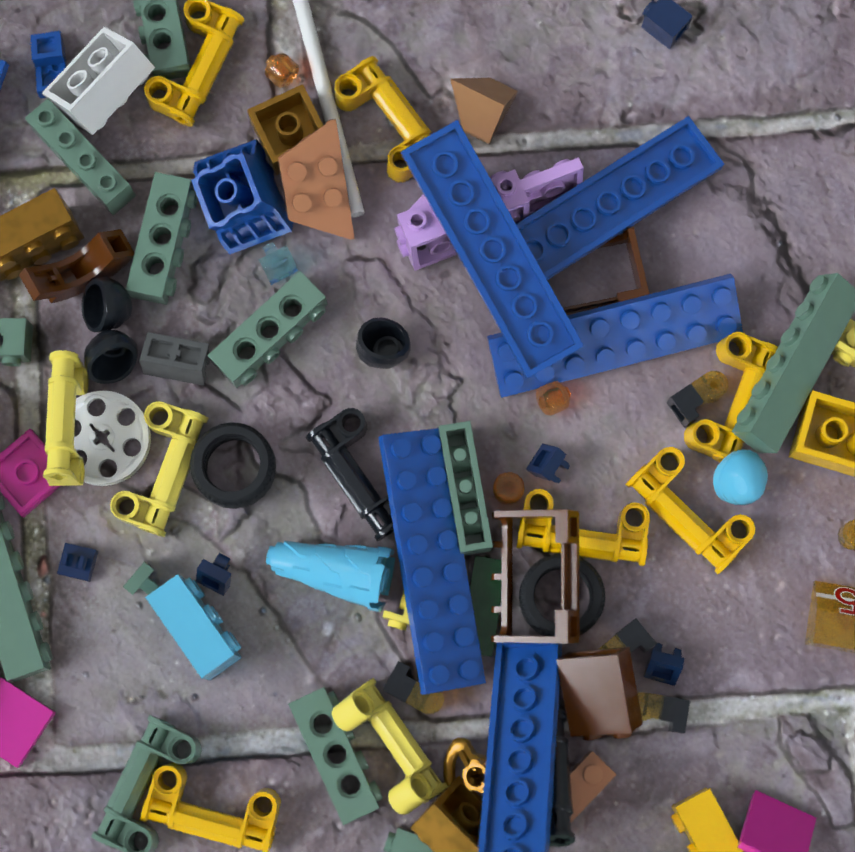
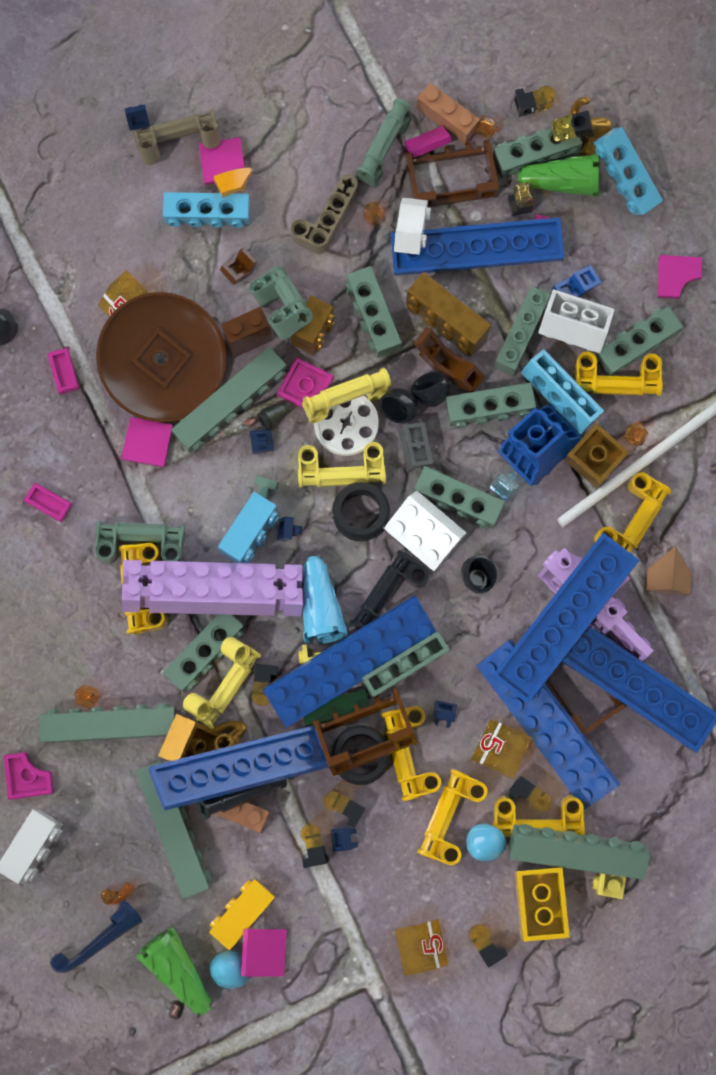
camera: 65 degrees right, 0 degrees up
(47, 532) = (273, 414): none -> pearl dark grey cone
(184, 138) = (562, 391): none -> medium azure brick
(254, 711) = (212, 588): none -> lavender brick
(295, 389) = (425, 530): none -> white brick
(316, 183) = (567, 488): nougat wing -> none
(508, 488) = (417, 693): clear orange piece -> none
(553, 398) = (489, 699): clear orange piece -> none
(600, 693) = (307, 802): reddish brown brick -> none
(625, 408) = (501, 749): none -> clear yellow slope

